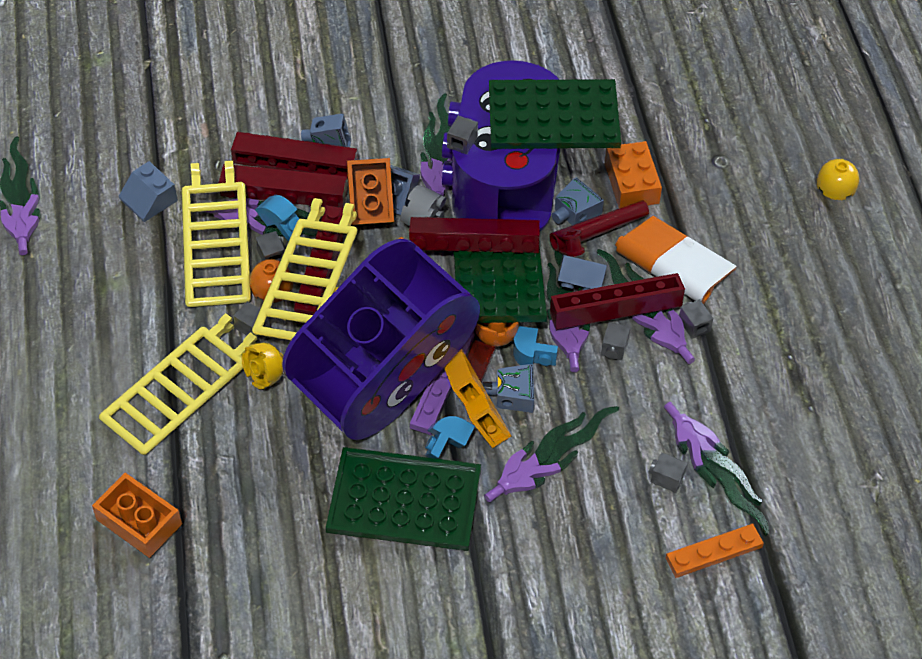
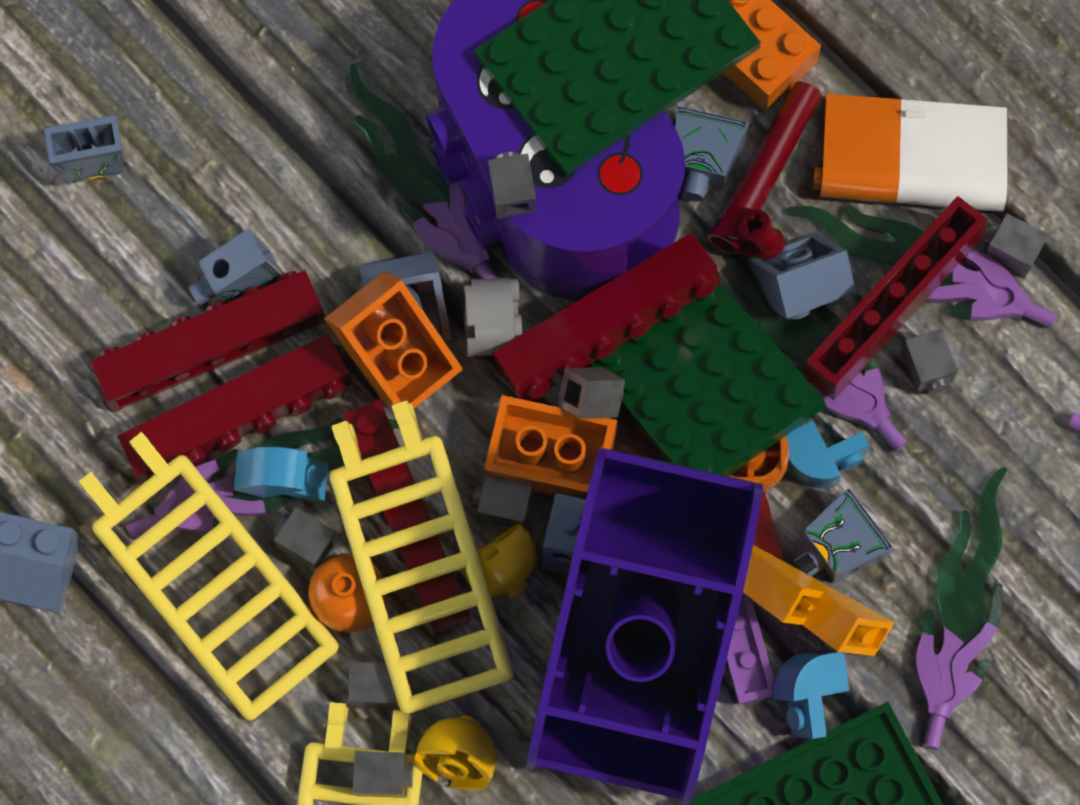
camera: 30 degrees left, 20 degrees up
(221, 350) = (381, 774): none -> flat silver brick
(301, 55) = (85, 149): none -> sand blue torso
(443, 256) = (591, 392): none -> flat silver brick

